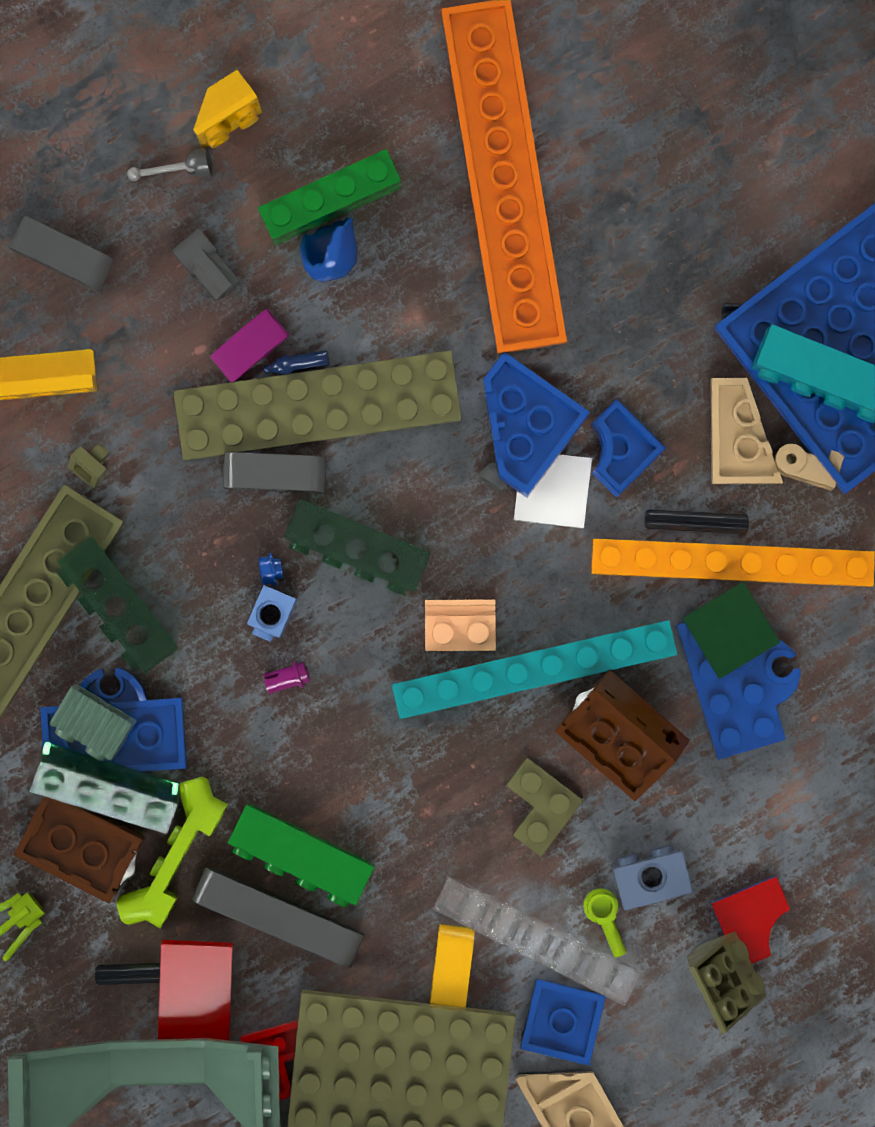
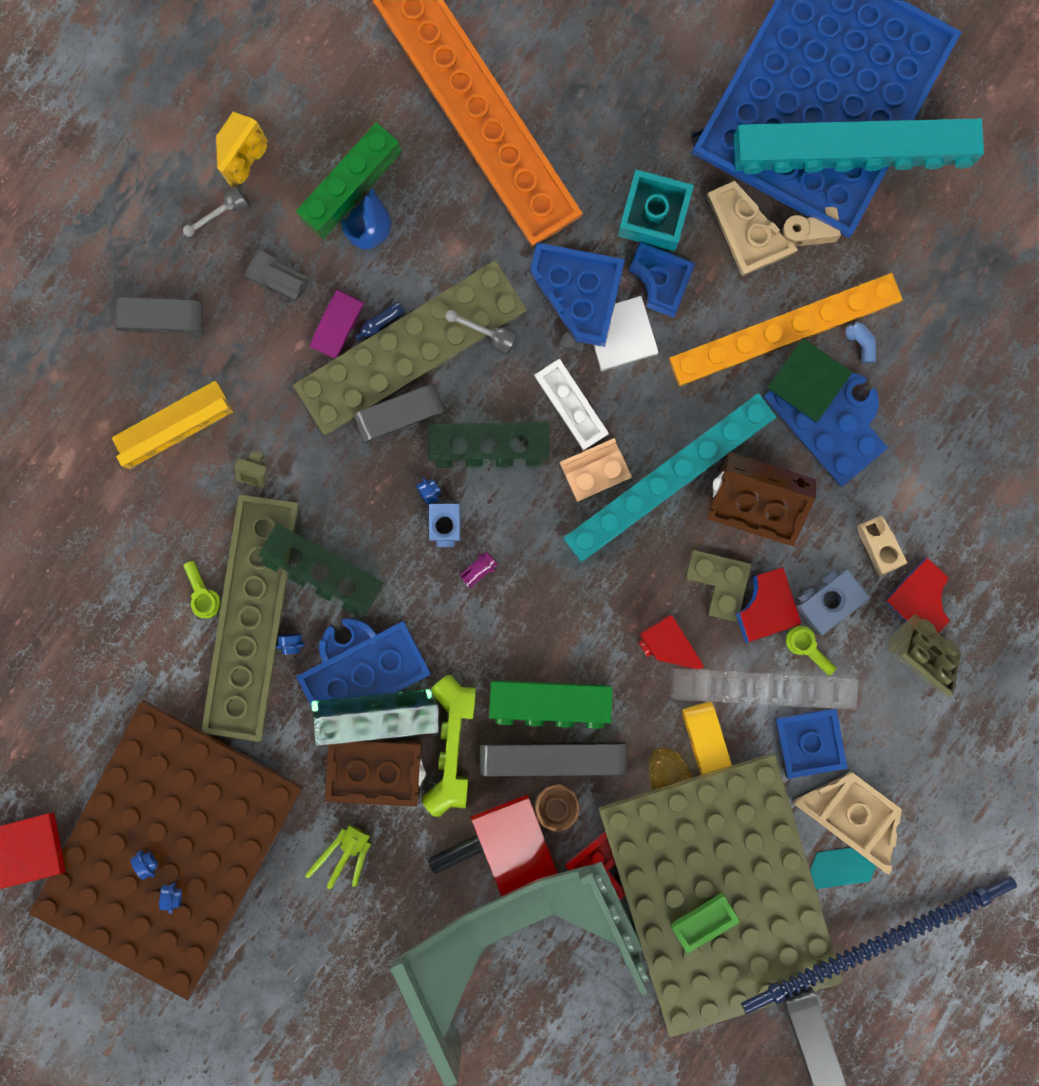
camera: 20 degrees left, 0 degrees up
(49, 669) = (290, 643): none -> blue plate
(92, 723) = (341, 670): sand green brick -> none
(258, 971) = (556, 808): none -> medium nougat hair
(395, 980) = (666, 768): none -> clear yellow hat
(420, 438) = (501, 337): none -> hinge
(455, 848) = (668, 644): none -> red slope
(464, 543) = (571, 404): none -> white plate
(583, 857) = (770, 608): none -> red tile
(645, 373) = (655, 210): none -> teal brick
(696, 521) = (743, 309): black axle -> none
(731, 842) = (881, 546): none -> tan leg
(814, 609) = (865, 339): none -> medium blue arm

